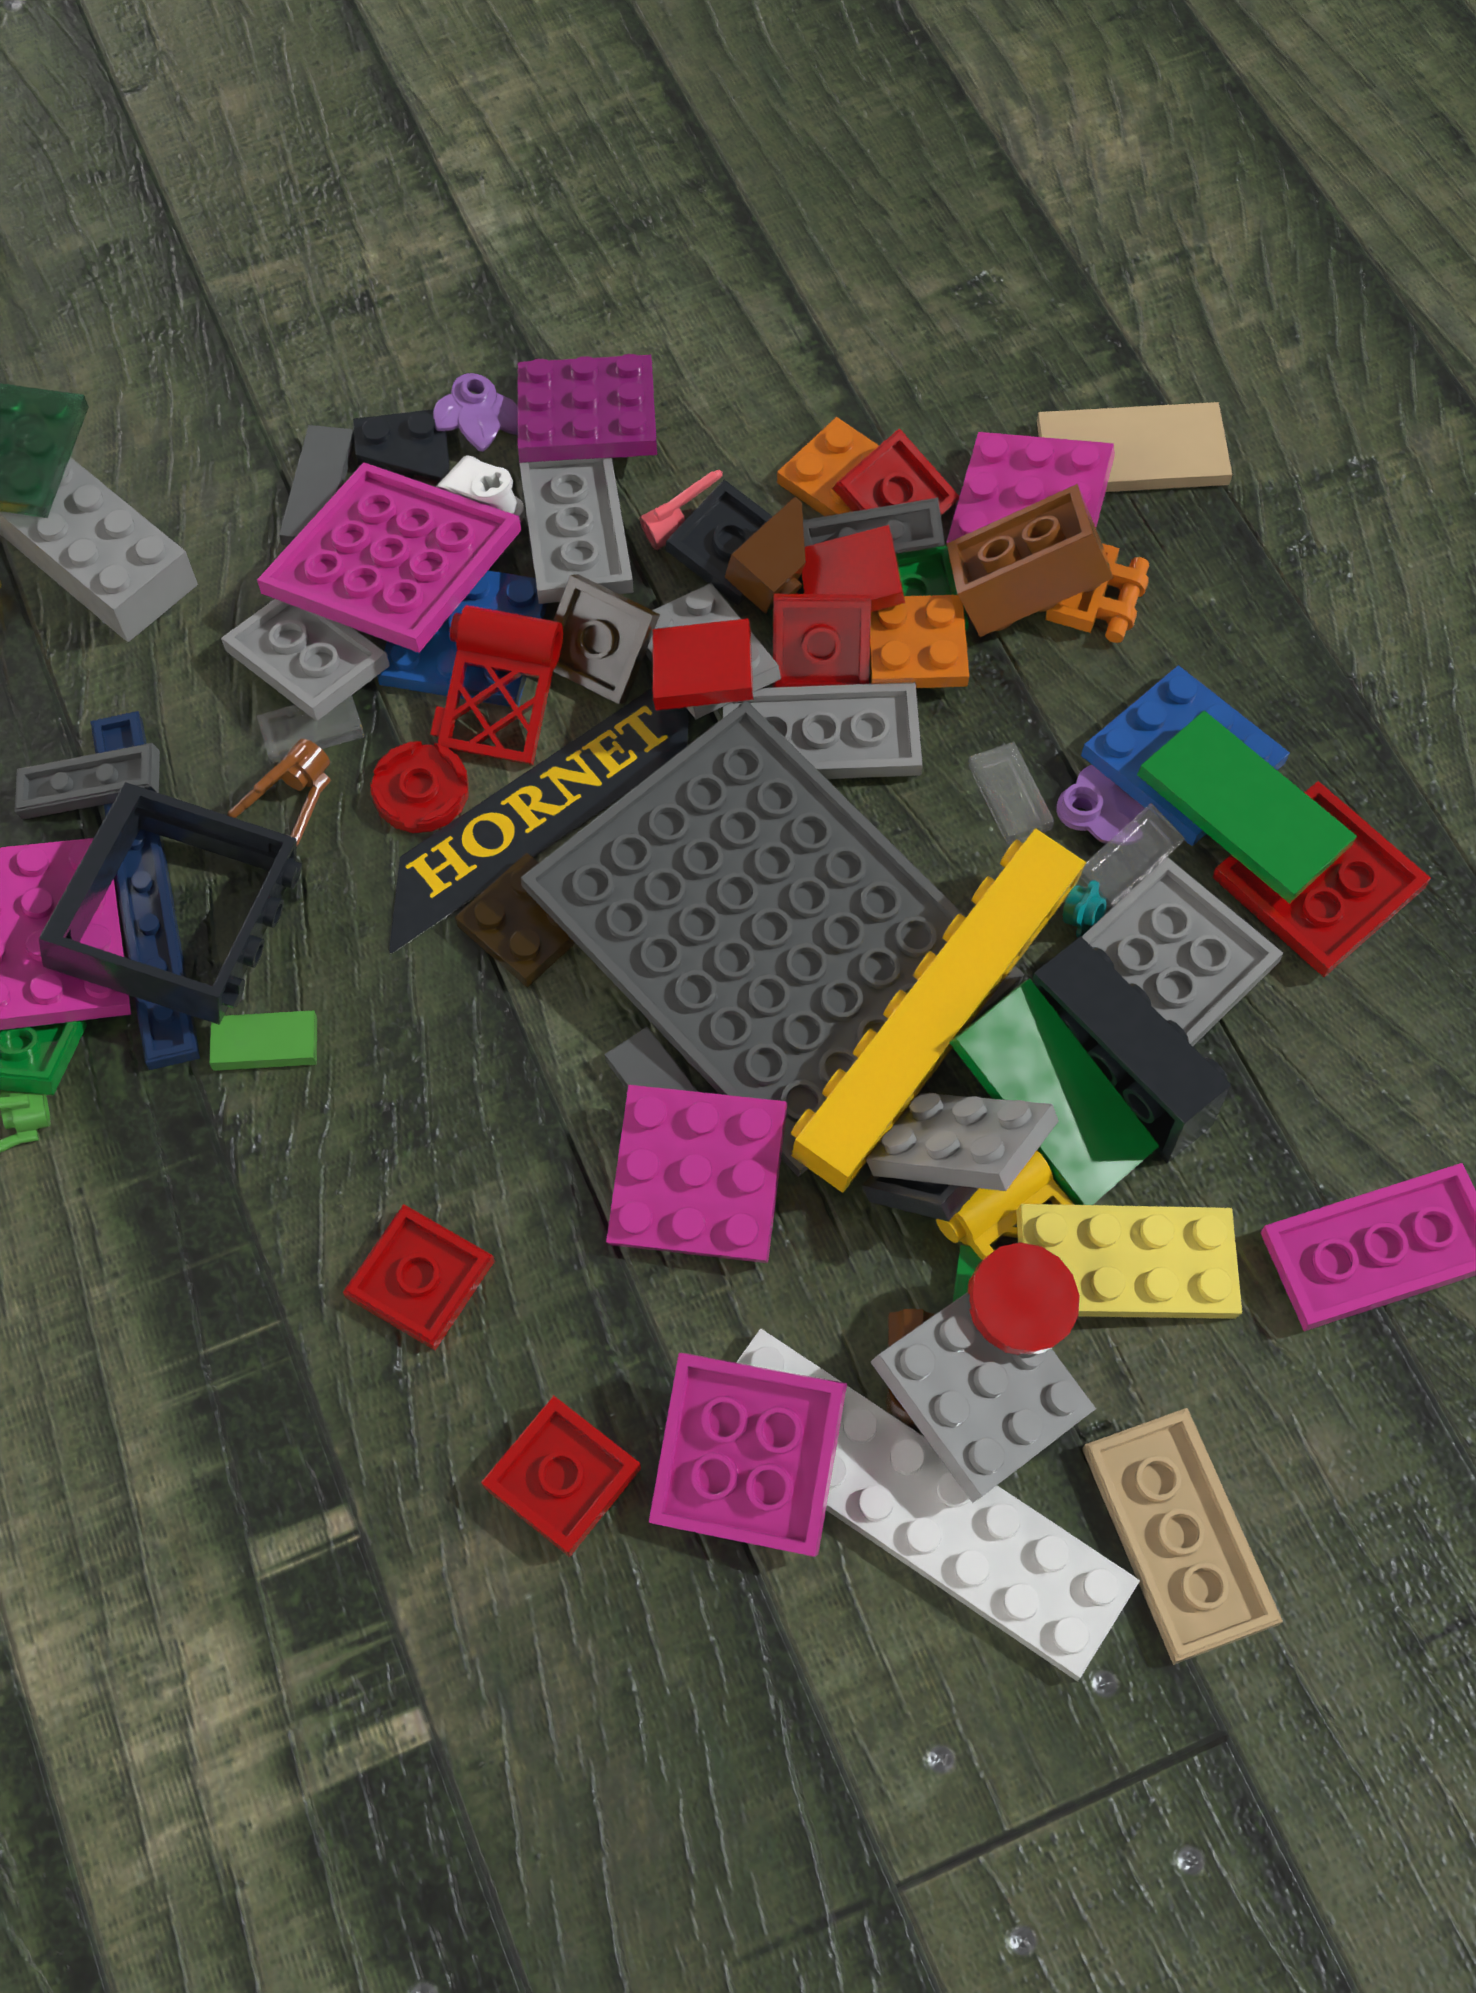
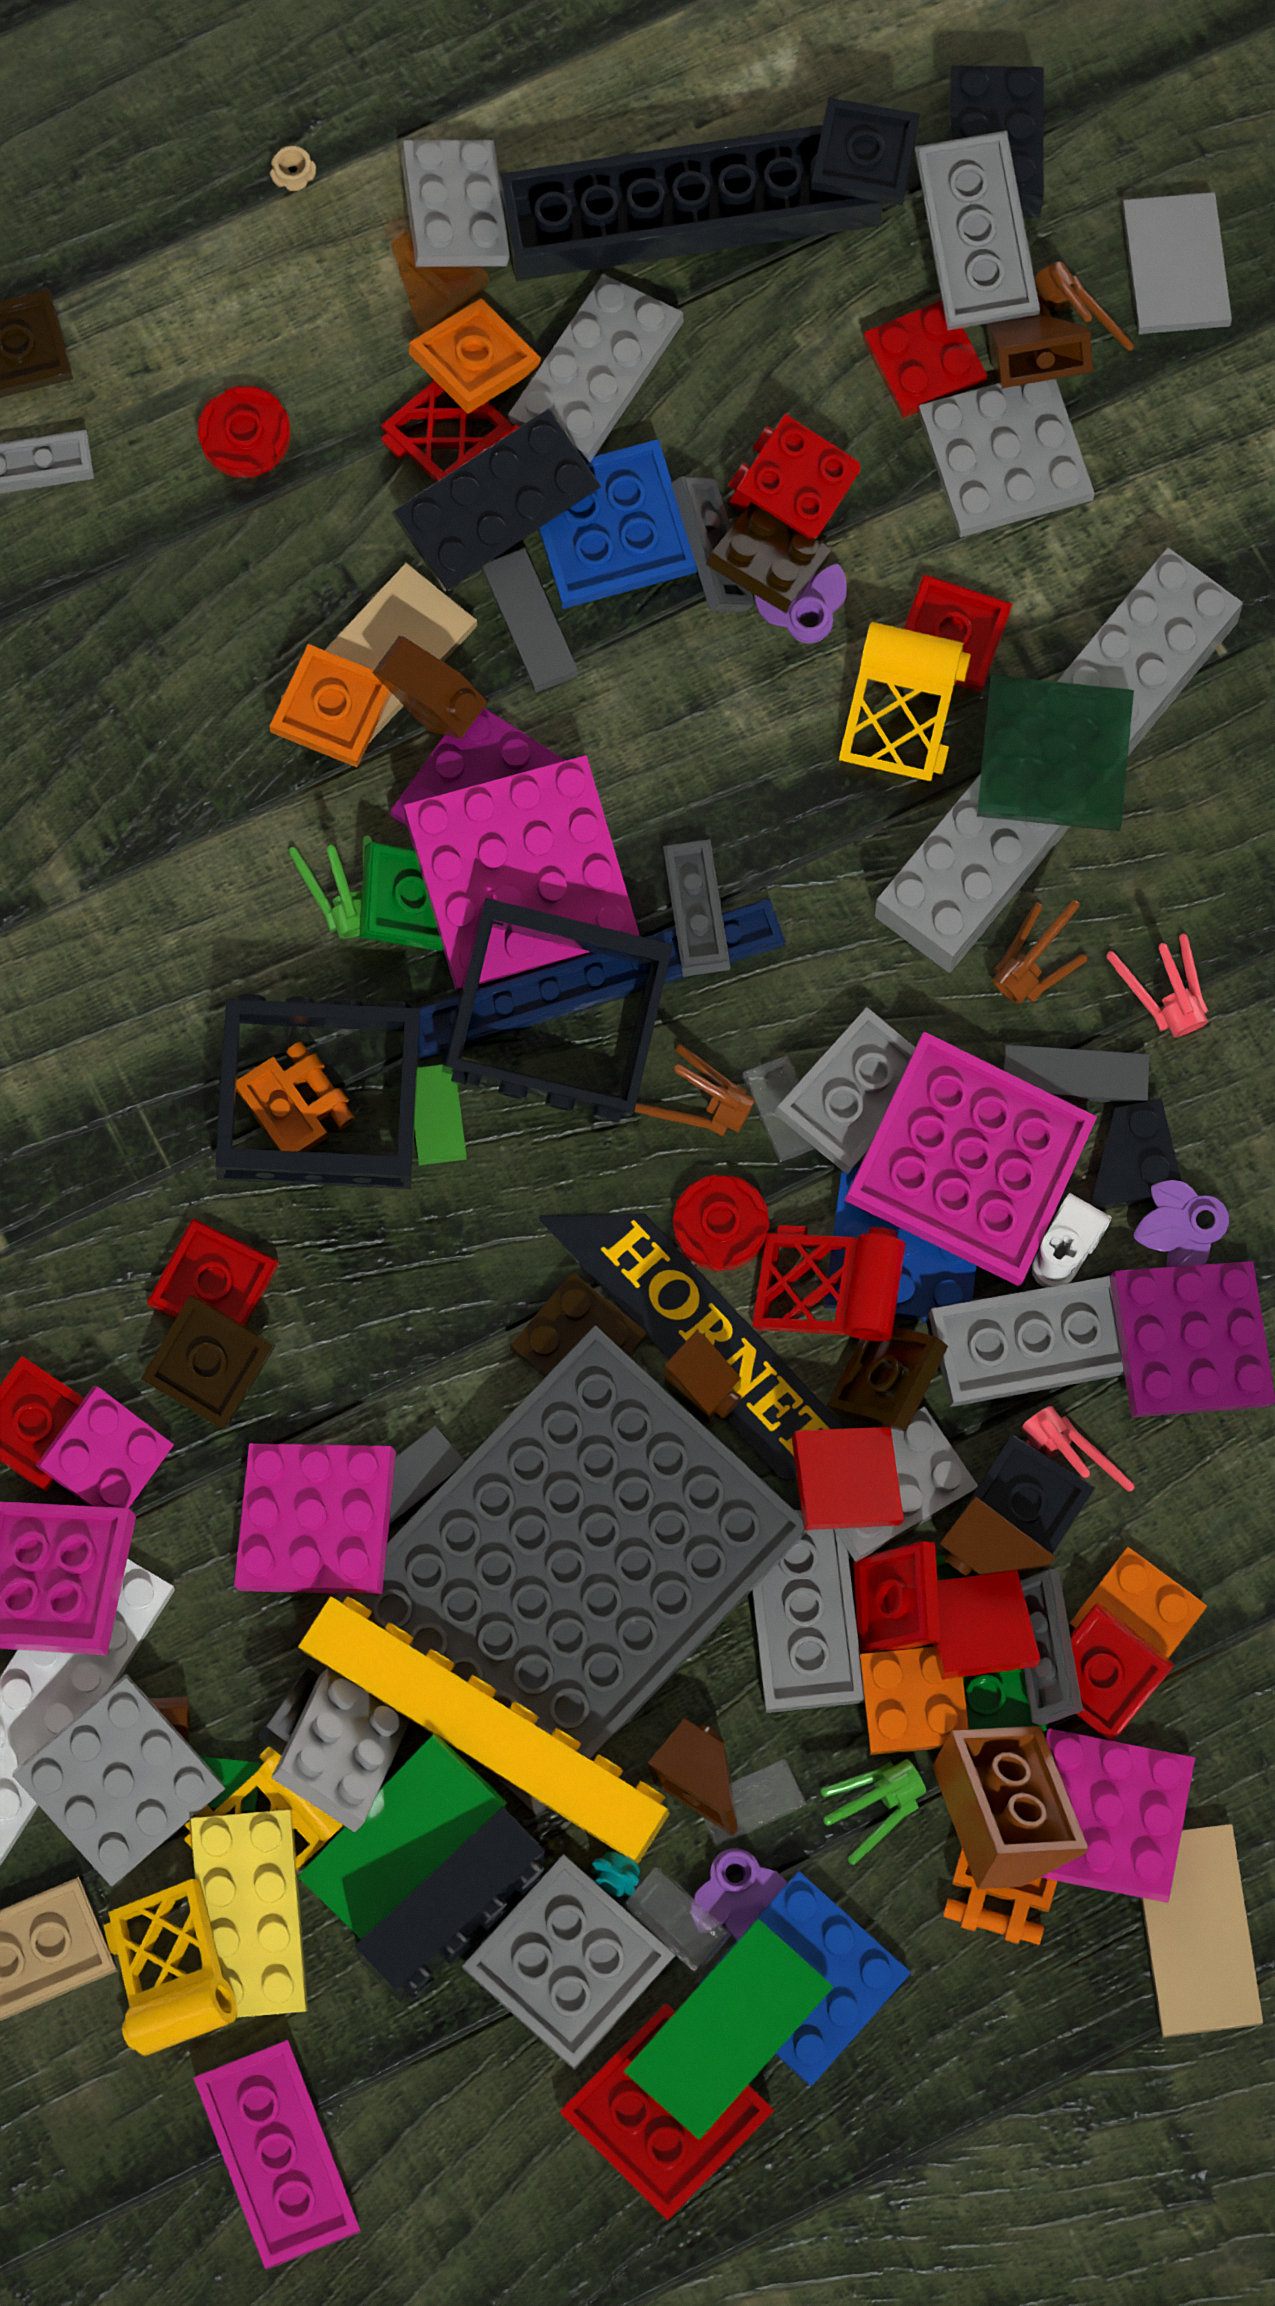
camera: 85 degrees right, 10 degrees up
(212, 516) = (1019, 976): none -> dark orange plant
(231, 1192) = (282, 1110): none -> orange plate
(270, 396) = (1184, 1008): none -> coral plant
(303, 1173) = (312, 1166): none -> black window
(511, 1276) = (208, 1362): none -> dark brown plate
(579, 791) = (703, 1378): none -> reddish brown slope
(604, 1394) = (104, 1452): none -> dark pink plate
(990, 818) = (697, 1773): none -> reddish brown slope
(1001, 666) = (896, 1786): none -> bright green plant
(1023, 1299) = (190, 1807): red tile -> none
(1237, 1334) = (176, 2007): none -> yellow piece

